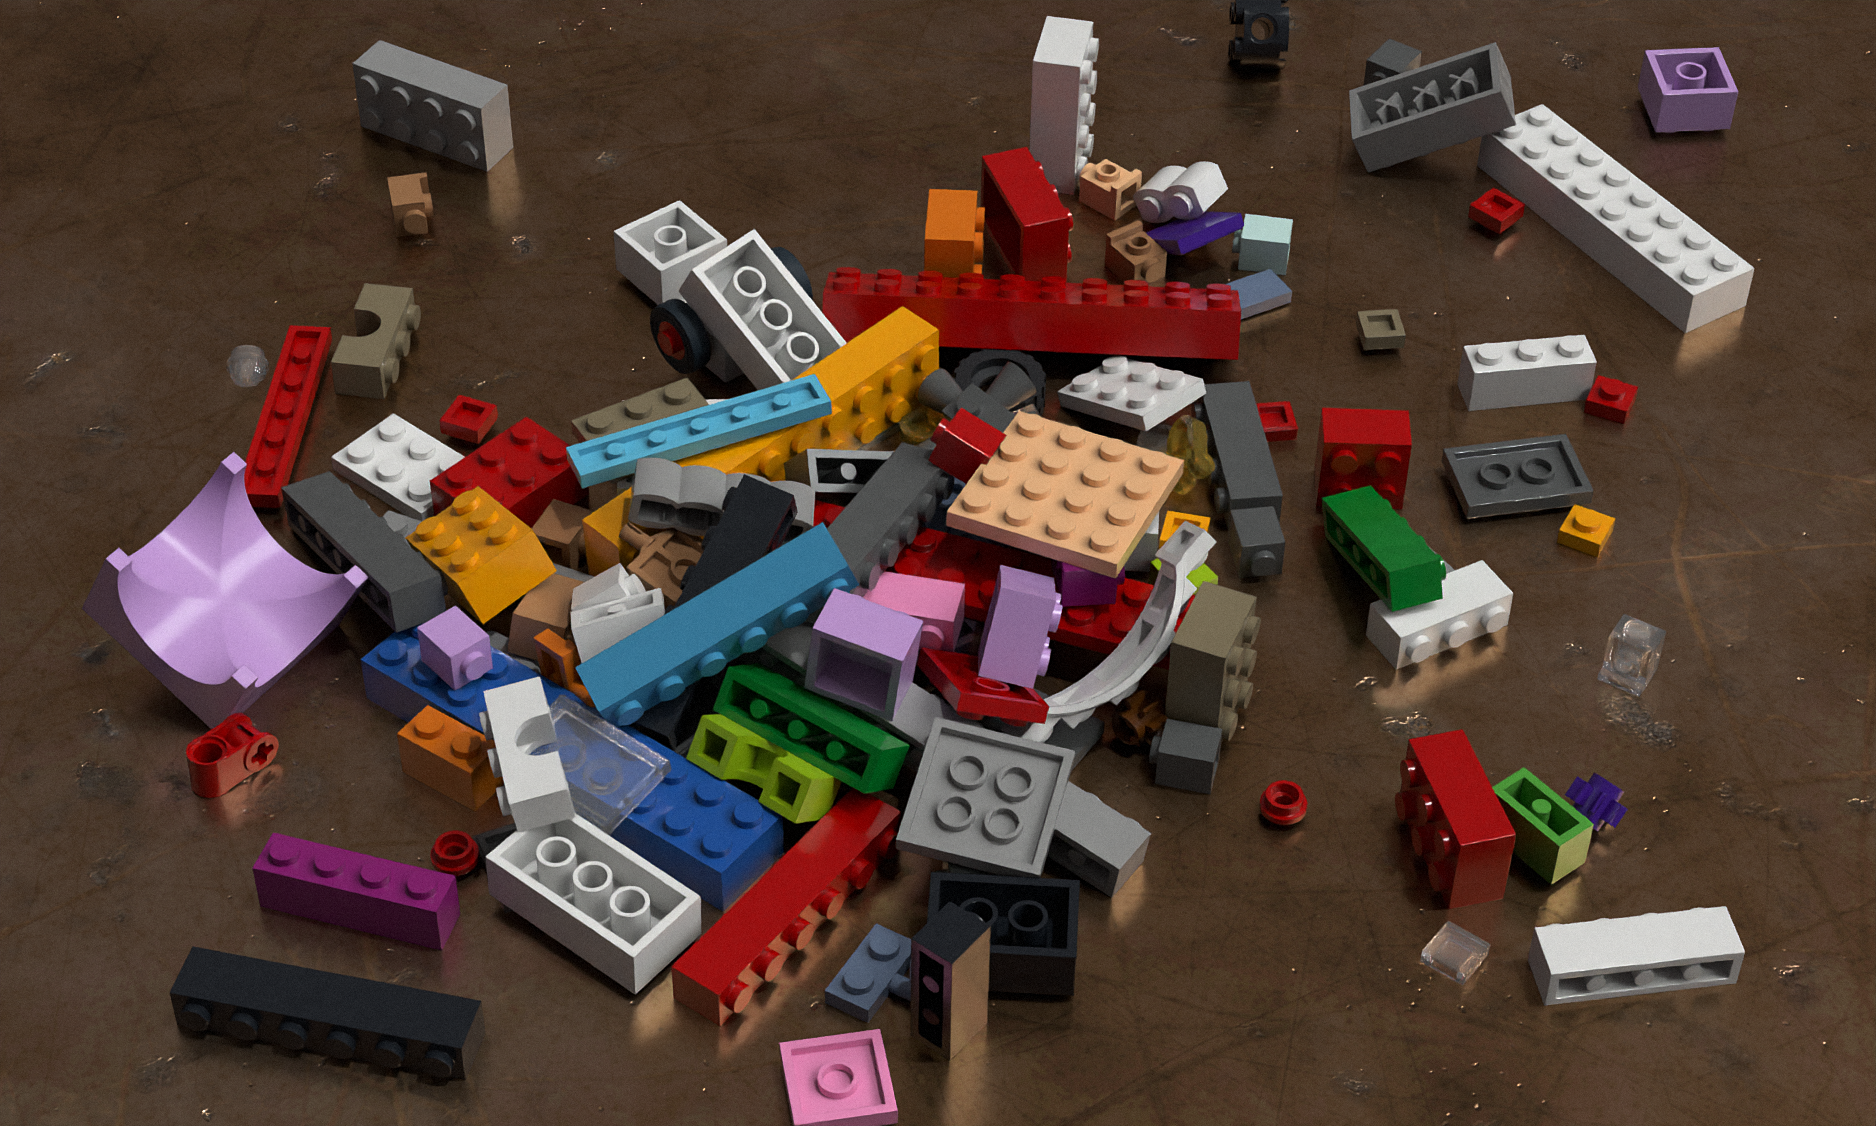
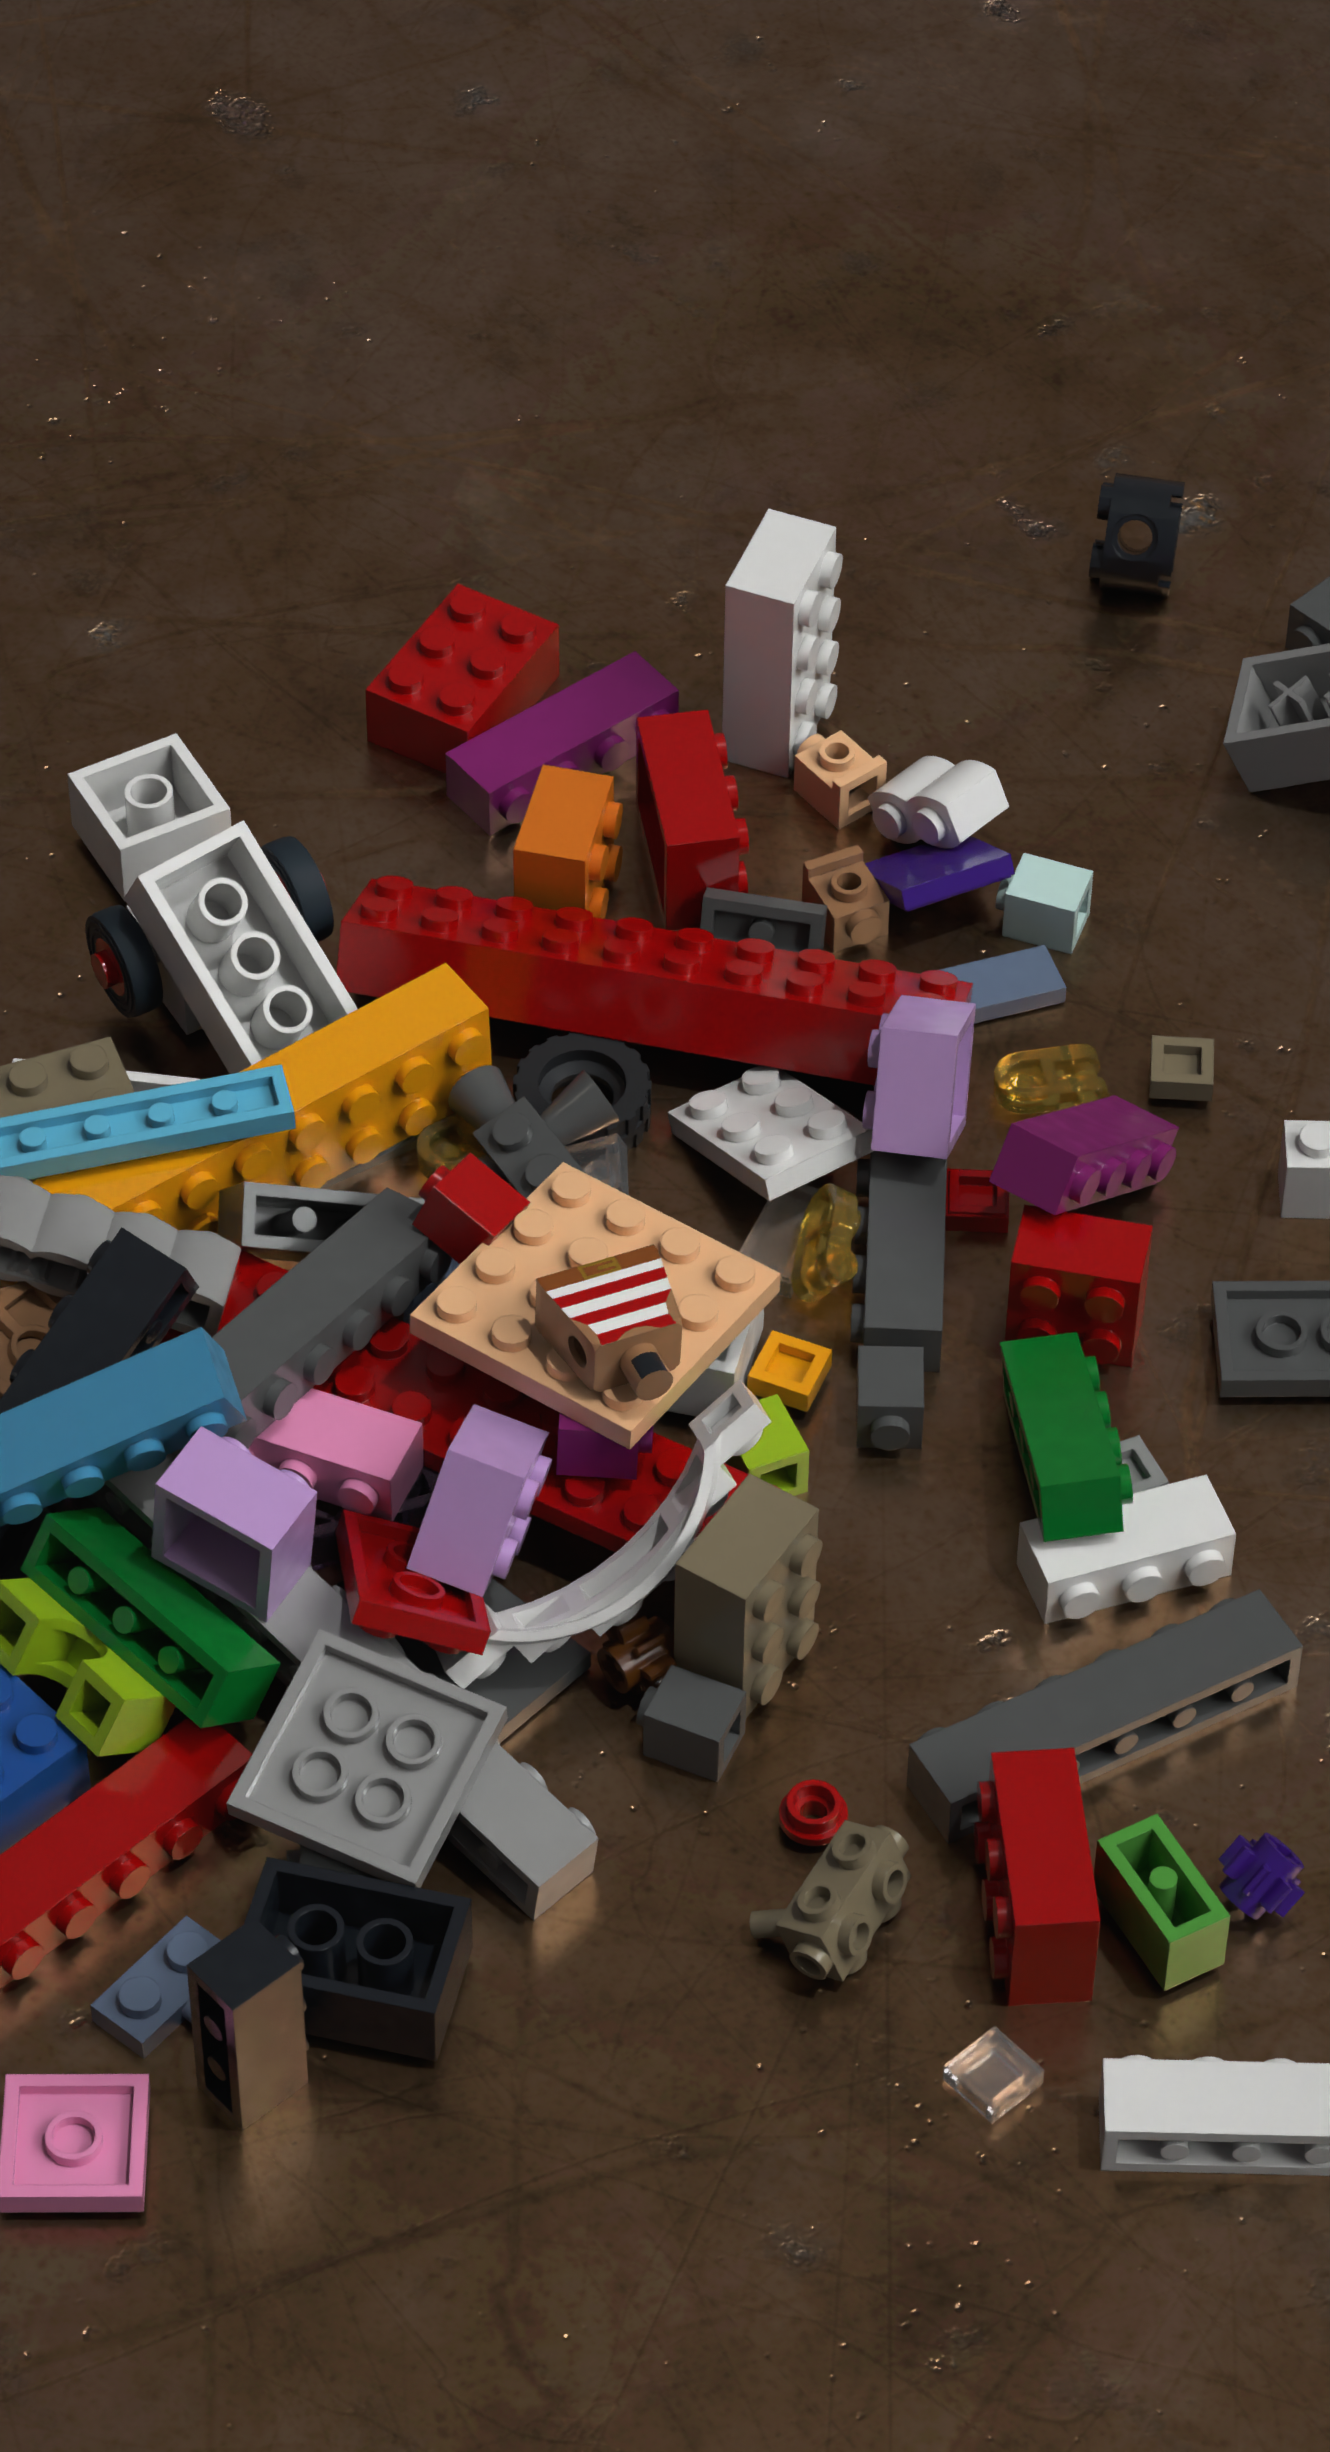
camera: 10 degrees right, 5 degrees up
(852, 158) = (461, 676): none -> red brick
(900, 201) = (575, 729): none -> magenta brick
(1077, 268) = (780, 921): none -> dark grey plate
(1091, 495) = (614, 1322): none -> torso
(1231, 341) = (920, 1077): none -> lavender piece
(1299, 346) = (1030, 1083): none -> clear yellow plate
(1323, 855) = (841, 1902): none -> dark tan brick
(1347, 377) = (1085, 1154): none -> magenta brick
(1479, 700) = (1115, 1706): none -> dark grey brick

